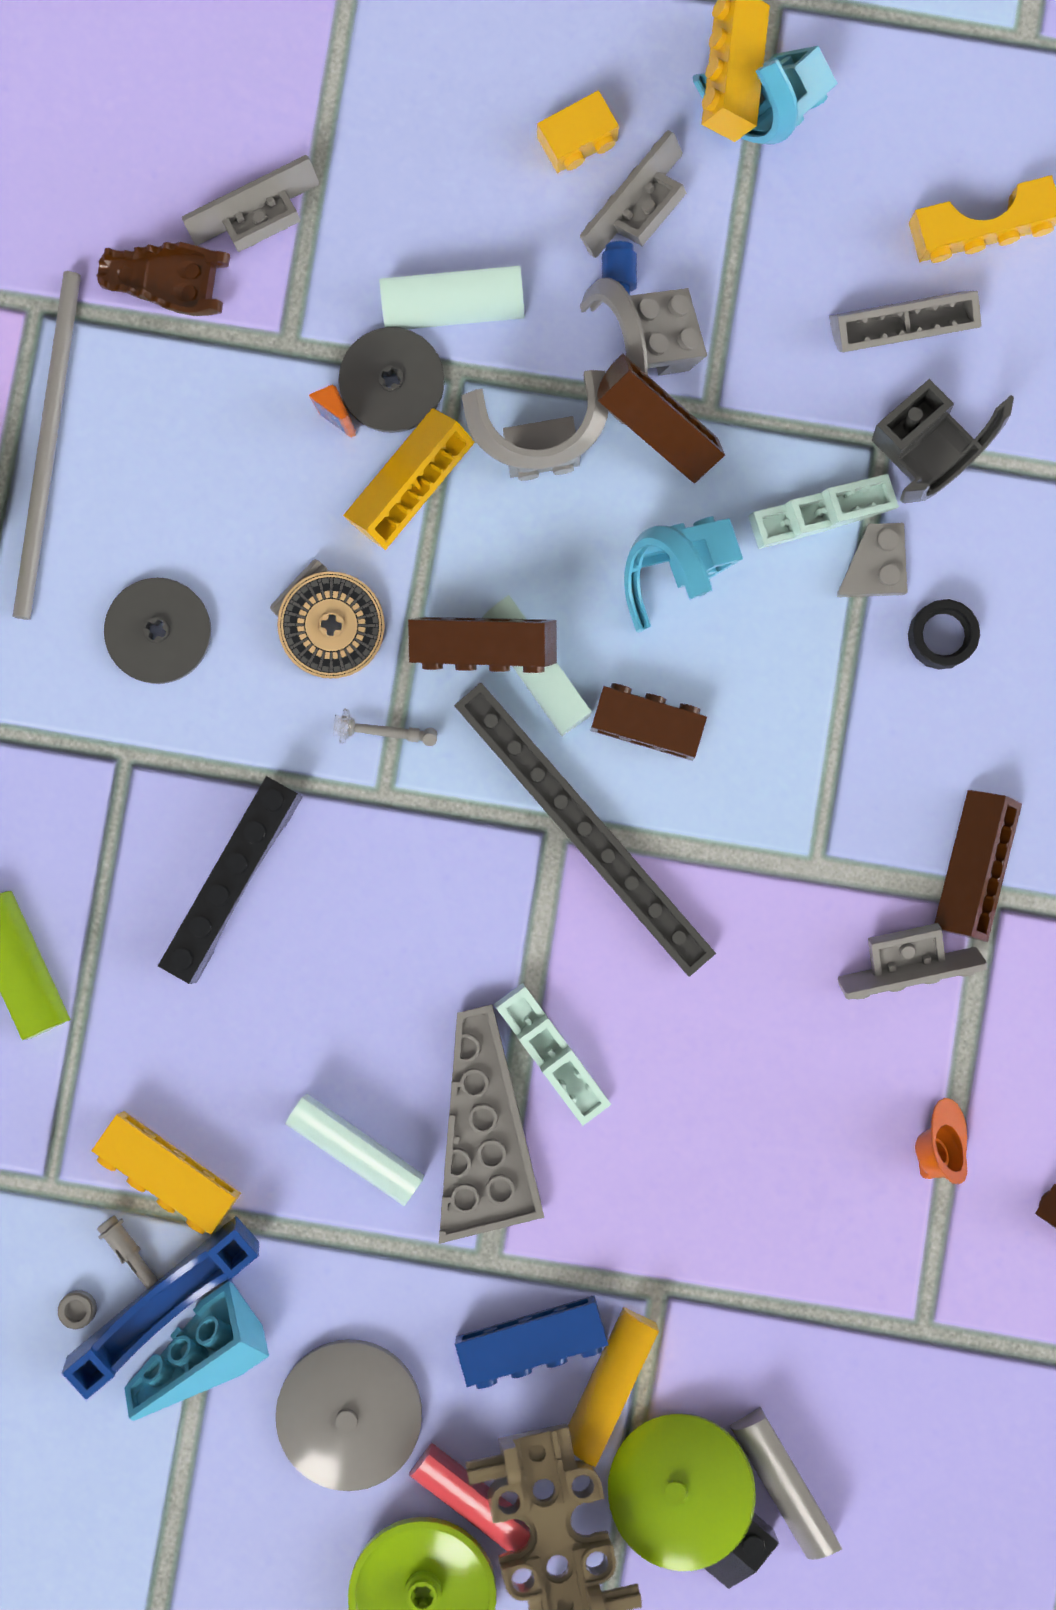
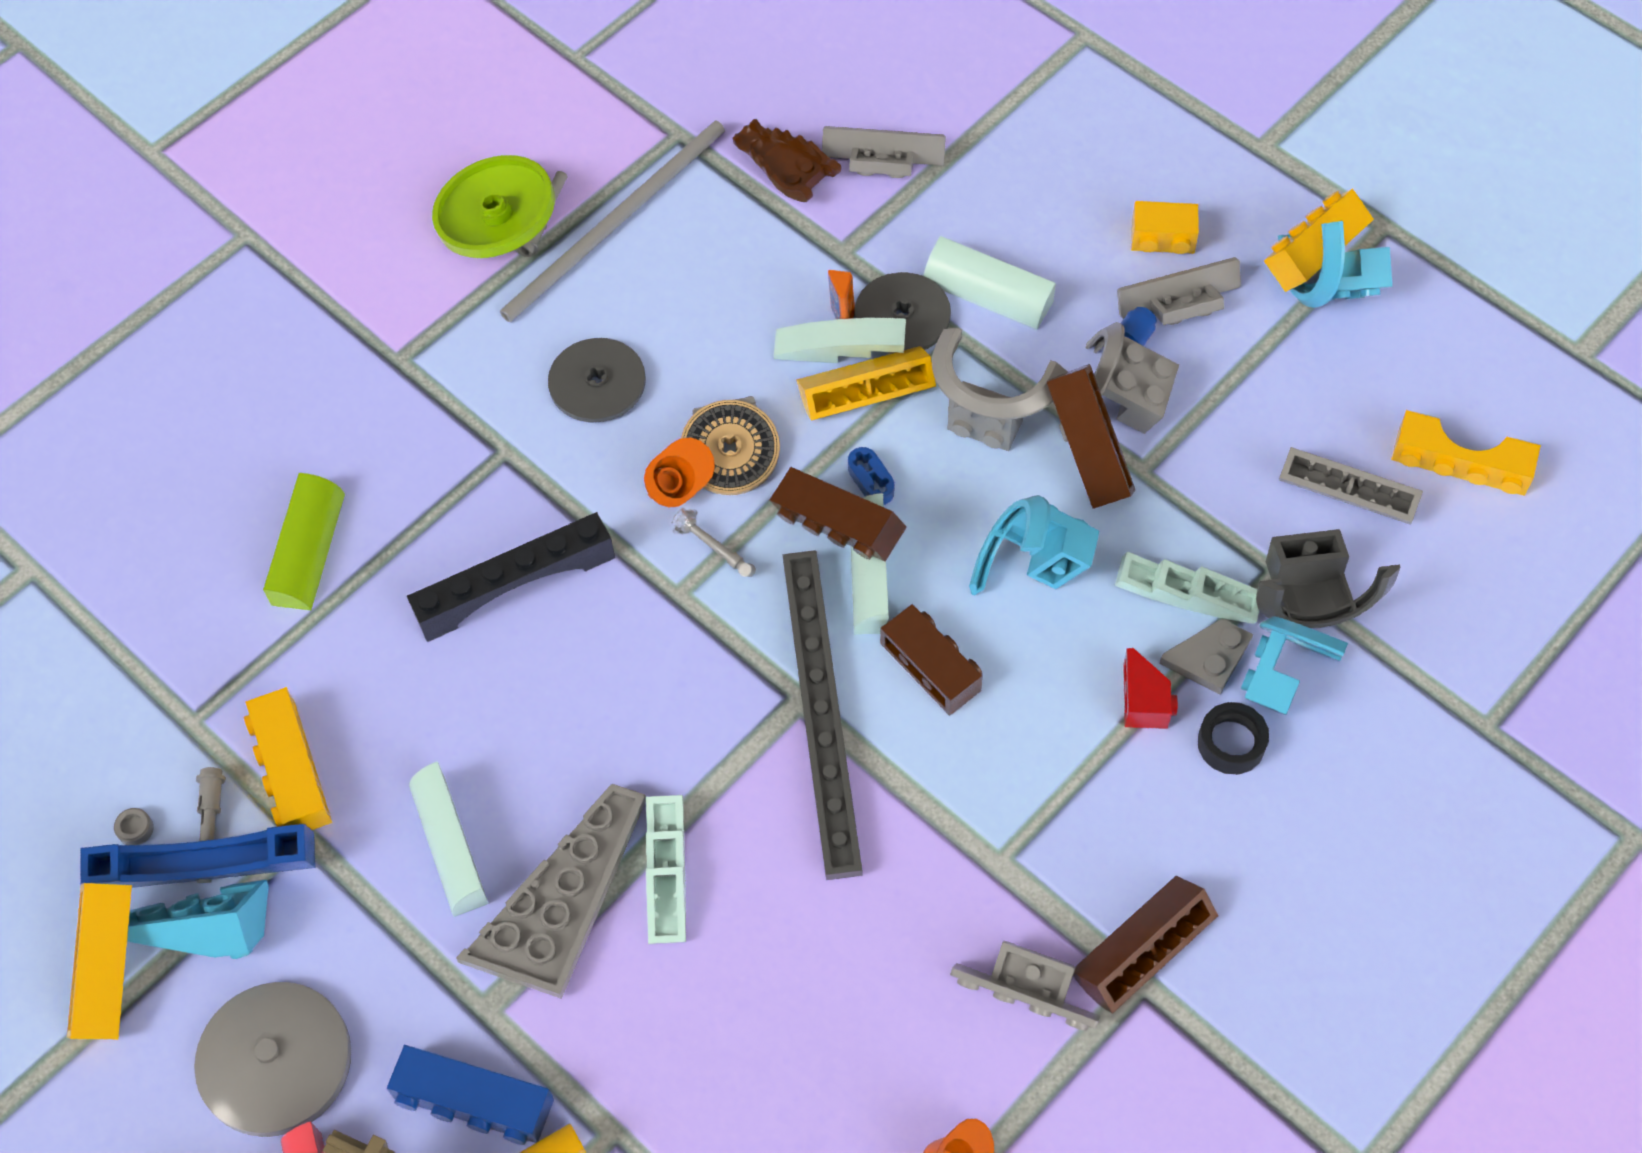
camera: 35 degrees right, 25 degrees down
(151, 1445) = (99, 961): none -> yellow brick
(308, 686) = (679, 472): none -> orange piece
(356, 448) = (839, 337): none -> light aqua slope
(481, 565) = (876, 472): none -> blue beam
(847, 639) = (1146, 694): none -> red slope
(956, 571) = (1274, 688): none -> medium azure piece

